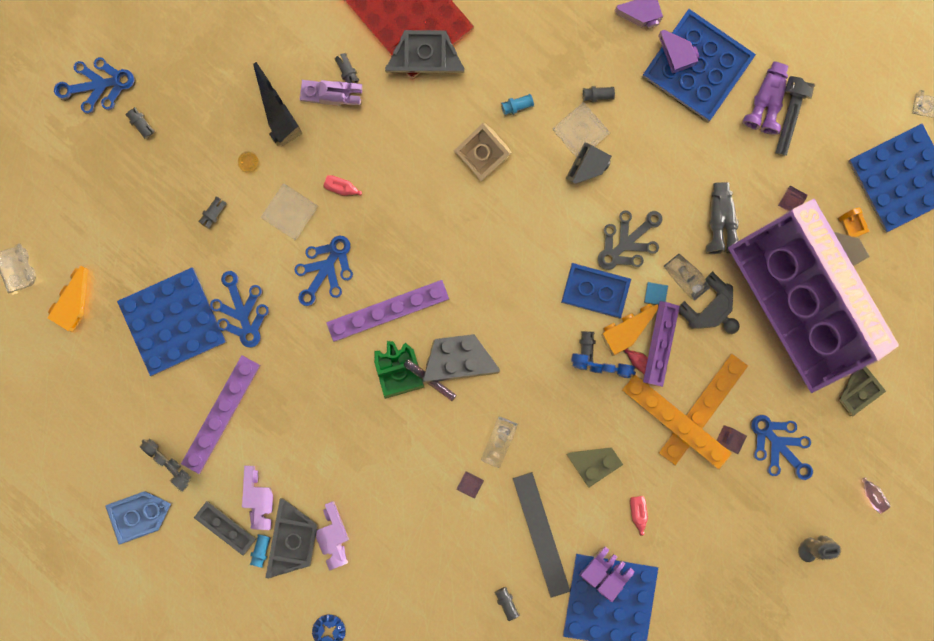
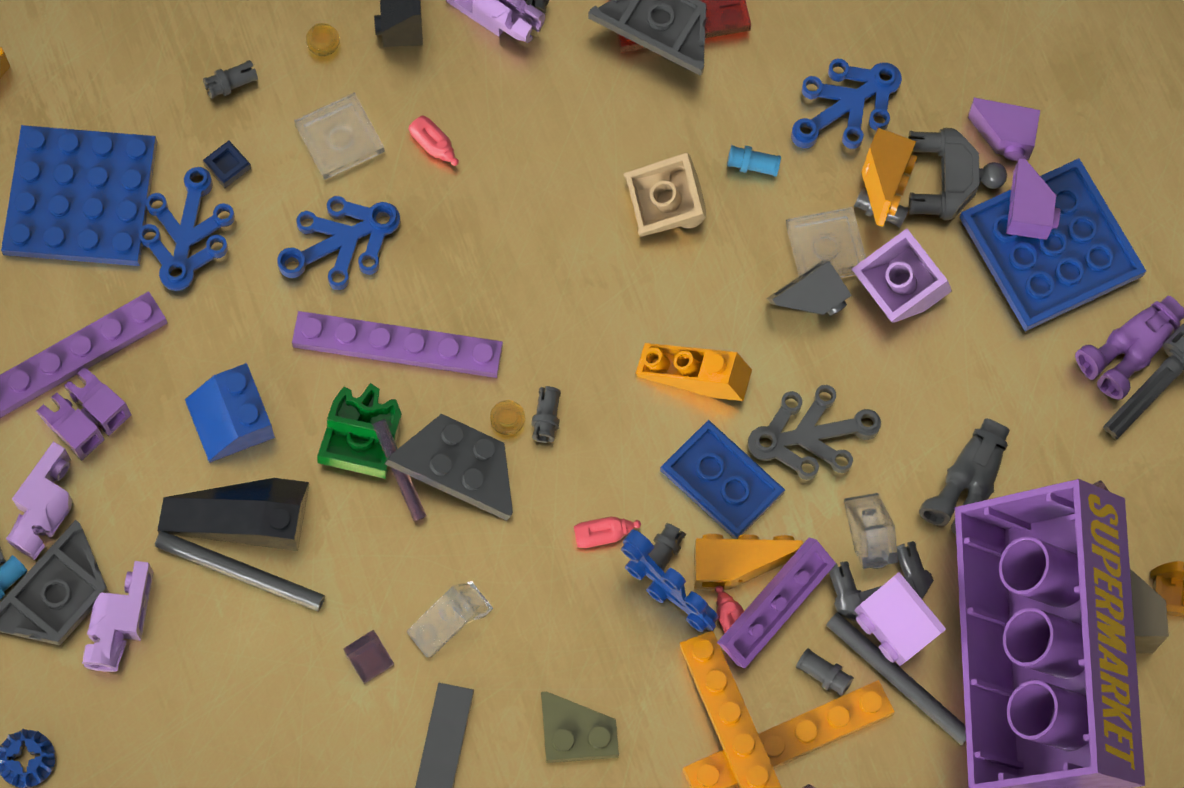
camera: 30 degrees right, 15 degrees down
(239, 260) = (227, 164): none -> dark blue tile
(251, 449) = (80, 427): none -> medium lavender legs
(323, 398) = (229, 413): none -> blue slope
(364, 443) = (244, 513): none -> black wedge
(378, 476) = (239, 571): none -> dark grey piece
(467, 319) = (507, 417): none -> clear yellow plate
(488, 309) = (546, 420): none -> dark grey pin
(550, 40) = (849, 100): none -> blue plant
(550, 240) = (696, 370): none -> light orange slope
(550, 352) = (603, 531): none -> coral piece
(590, 74) = (884, 172): none -> light orange slope
(630, 52) = (958, 173): none -> dark grey connector
(631, 130) = (902, 278): none -> lavender slope
(655, 293) = (811, 526): dark azure tile -> none
(707, 365) = (825, 672): none -> dark grey pin
(729, 322) = (898, 620): none -> lavender slope
(740, 346) = (898, 678): none -> dark grey piece

